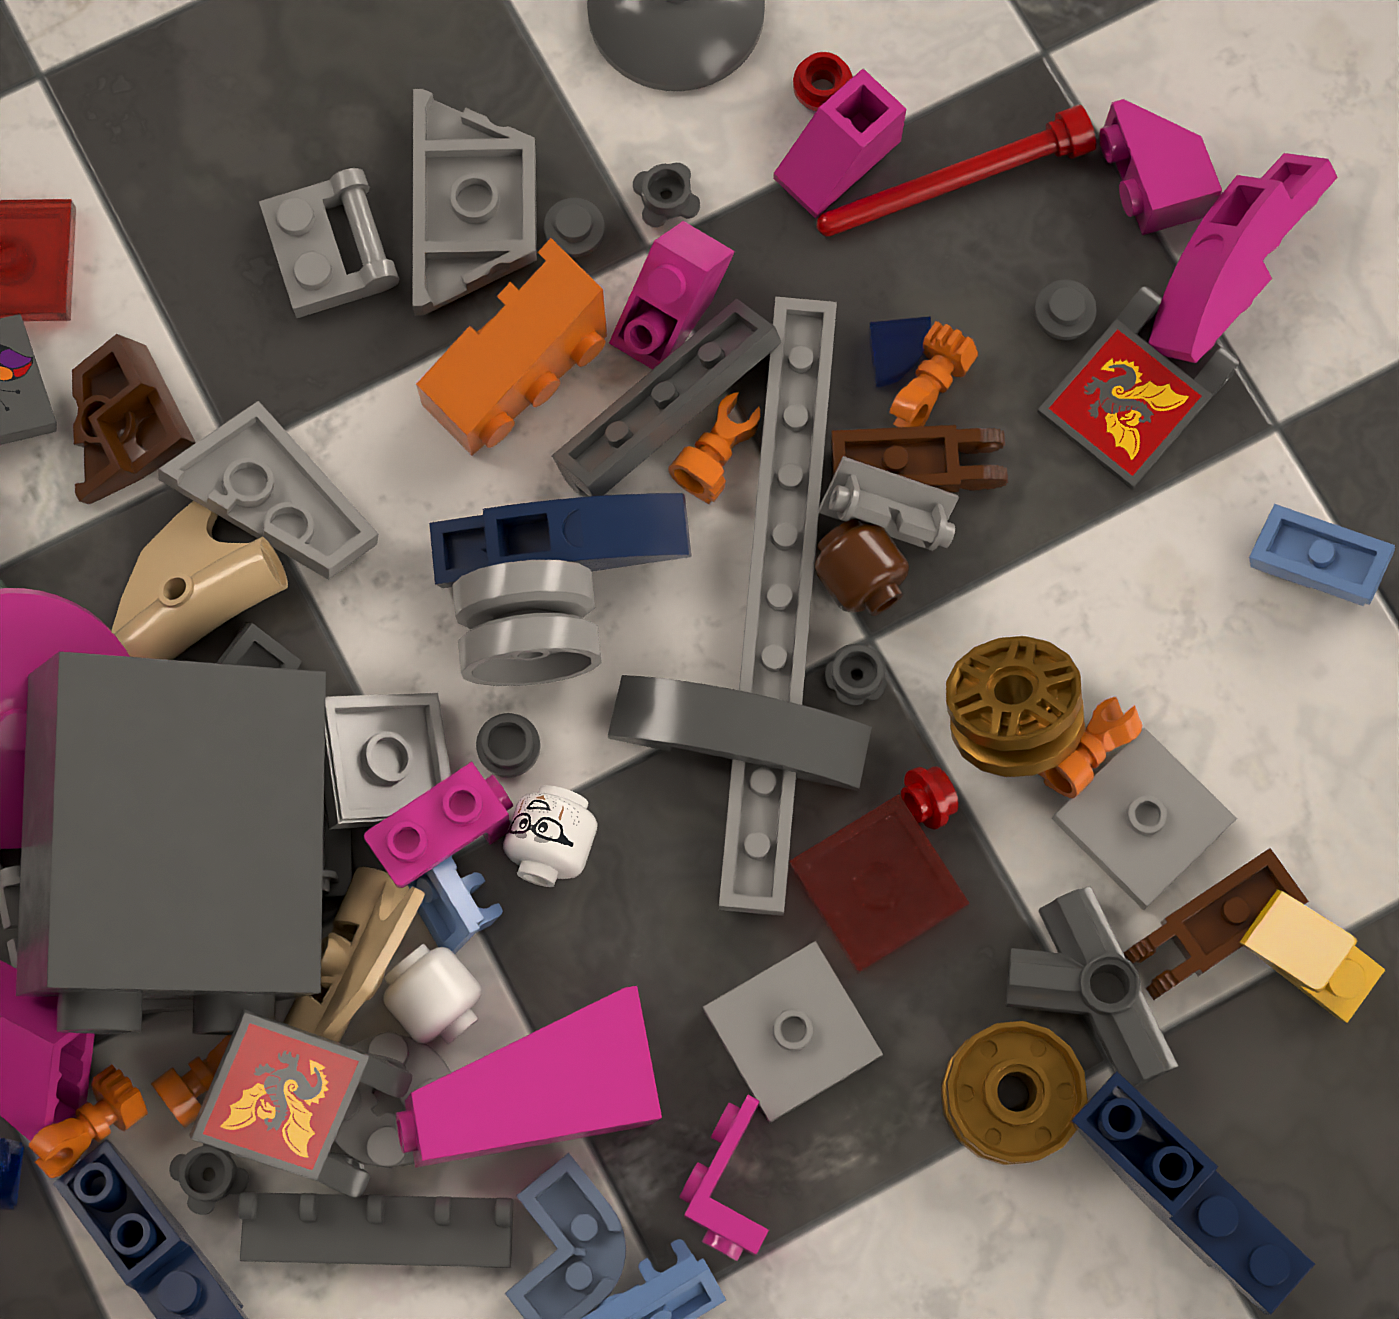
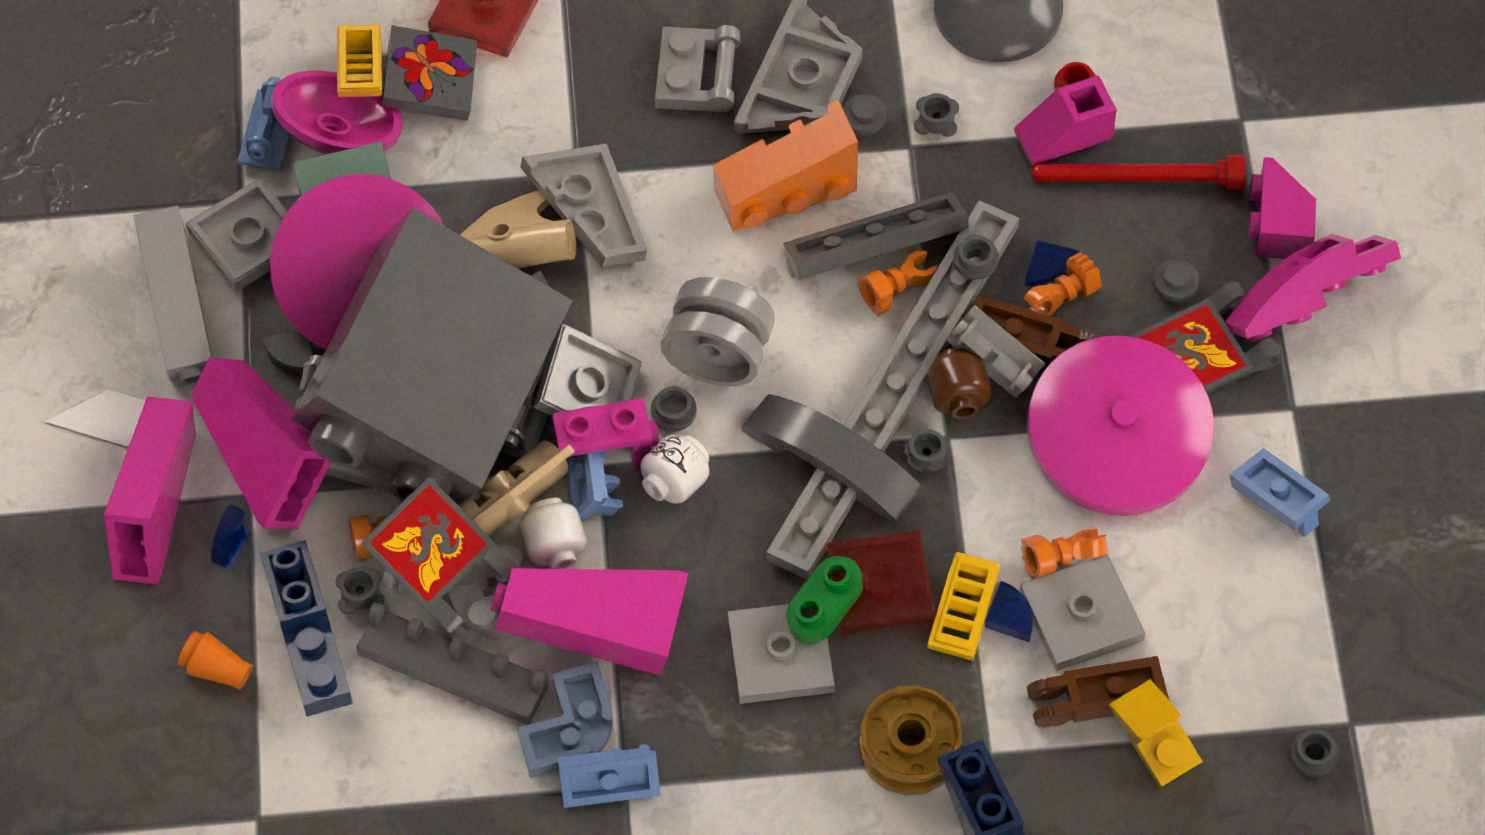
camera: 25 degrees right, 15 degrees down
(64, 1142) = (321, 524): orange piece -> none
(123, 418) = (513, 125): reddish brown slope -> none
(582, 530) = (795, 296): dark blue slope -> none
(670, 294) = (910, 172): dark pink slope -> none
(726, 1229) = (678, 744): dark pink bracket -> none
(811, 367) = (978, 247): none -> dark grey plate
(824, 945) = (827, 597): none -> green plate
(929, 796) = (939, 541): red plate -> none
(993, 818) = (972, 577): none -> yellow slope
(1015, 706) = (1021, 501): pearl gold wheel -> none
(1057, 857) = (1010, 613): none -> clear blue tile
(1062, 985) = (979, 687): dark grey piece -> none
(1086, 540) = (1120, 425): none -> dark pink dish

